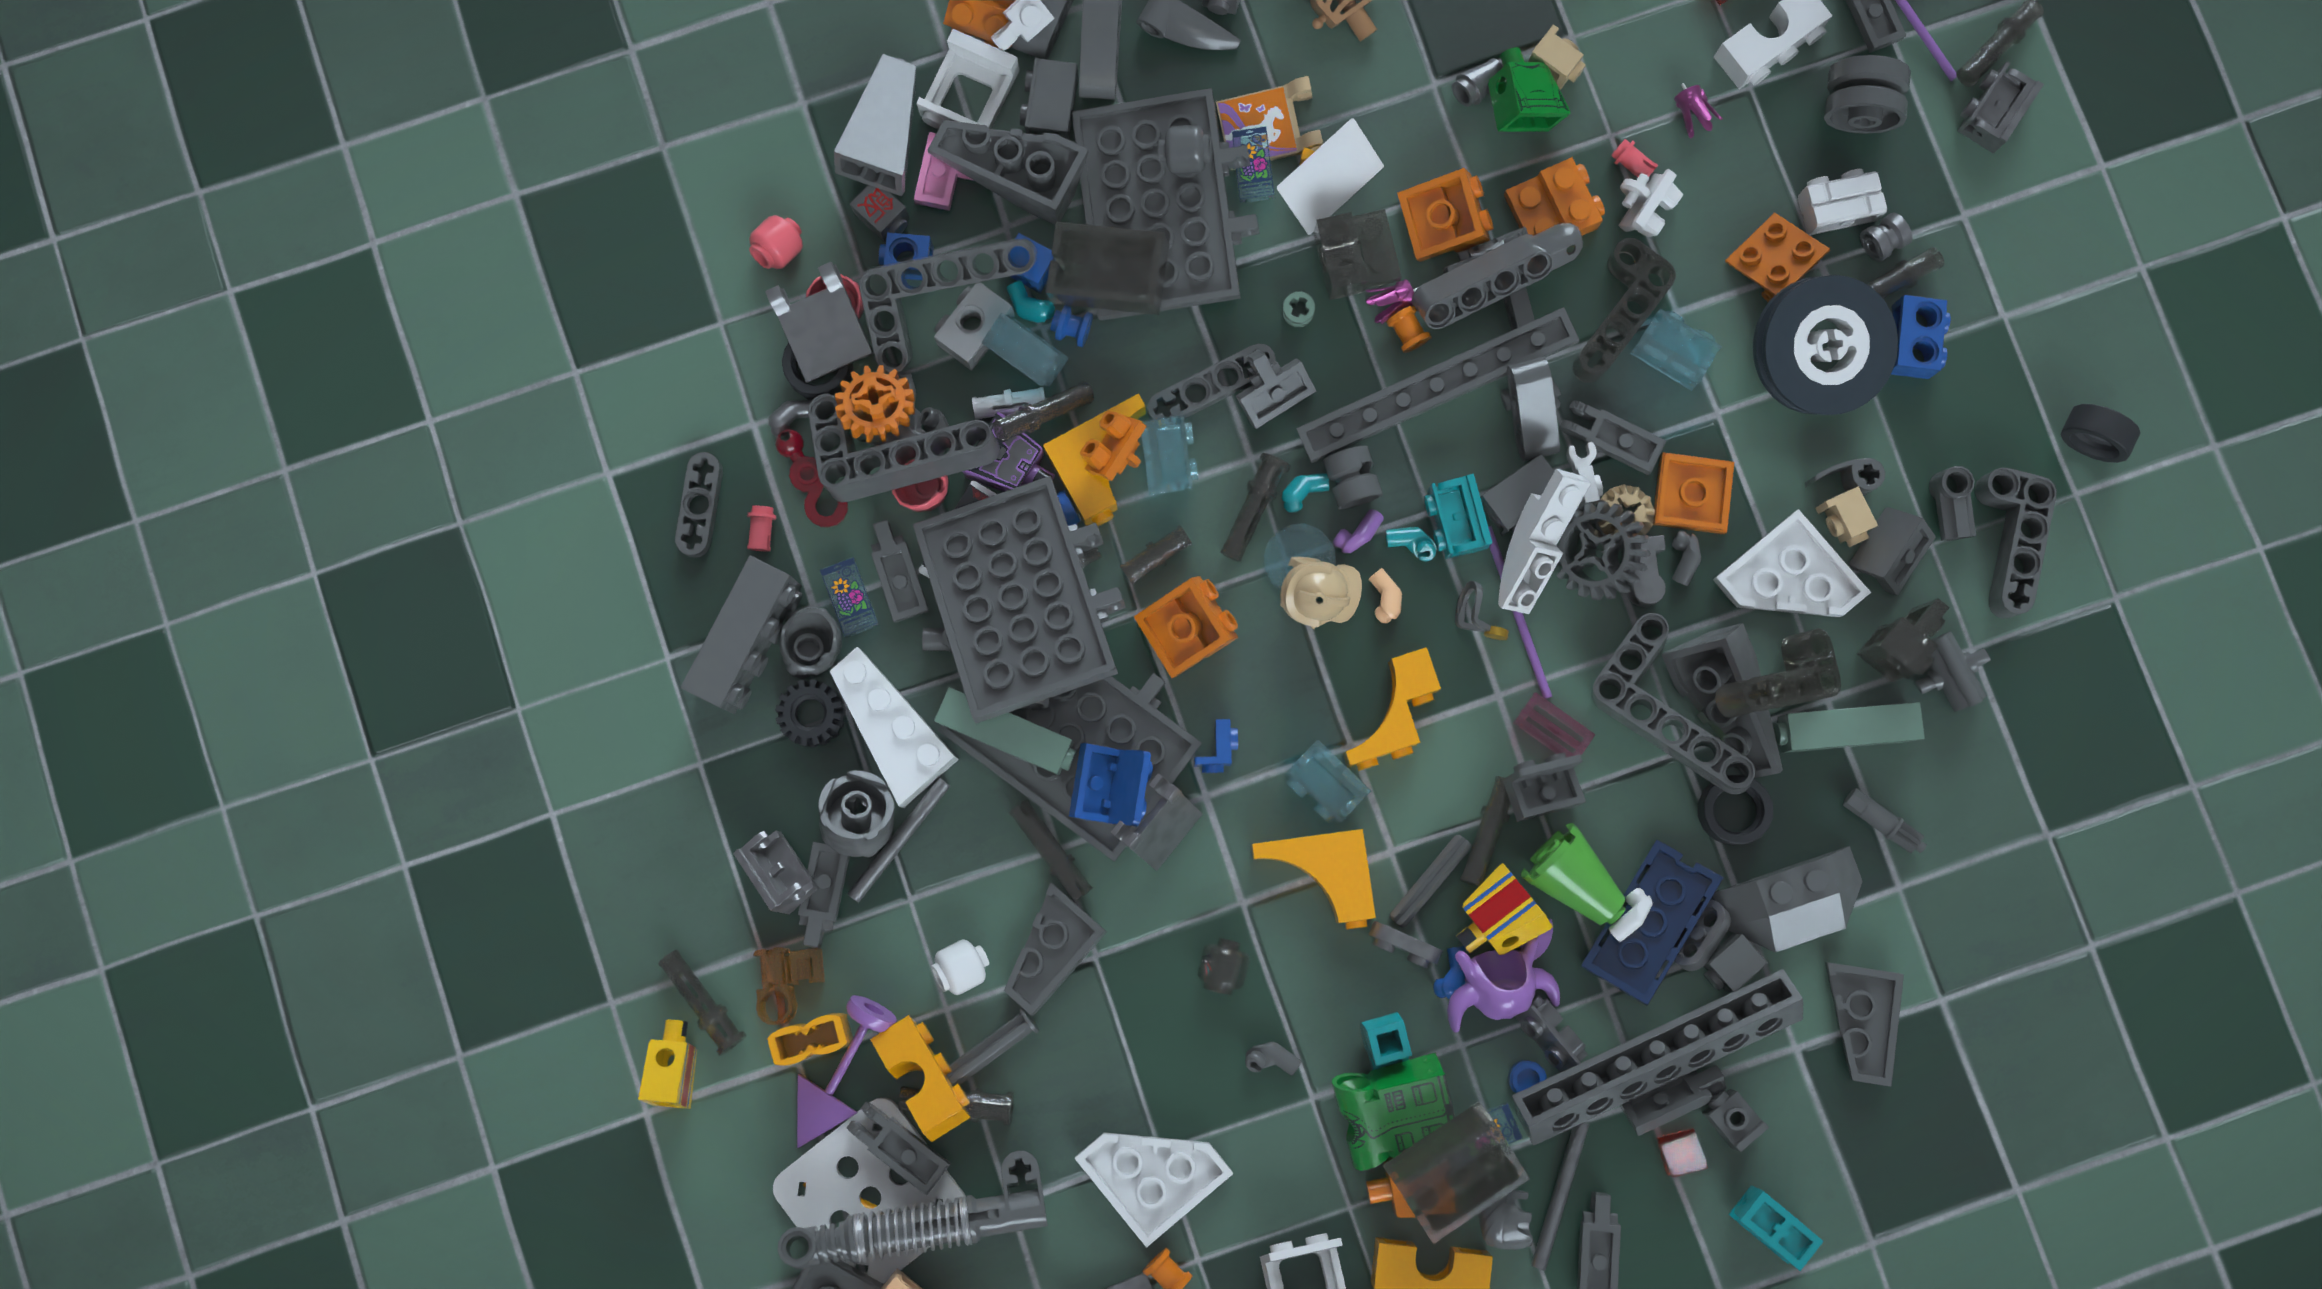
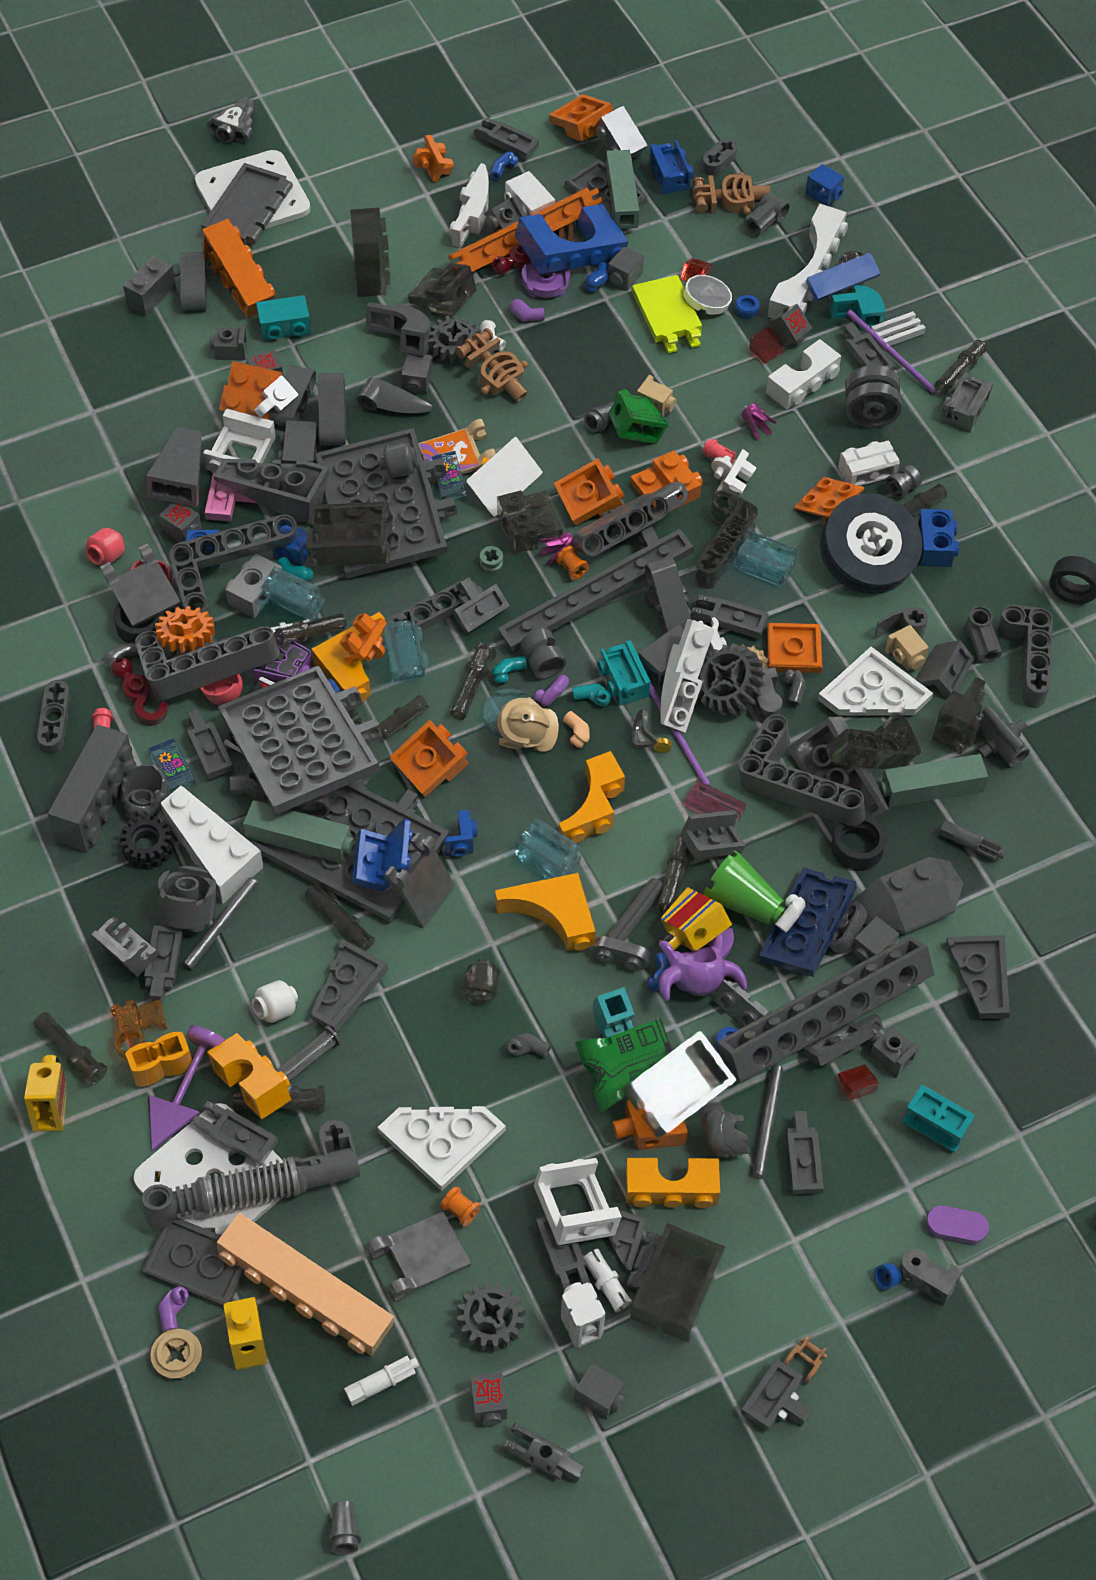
camera: 10 degrees left, 25 degrees down
(1067, 324) = (327, 580): blue wheel -> none

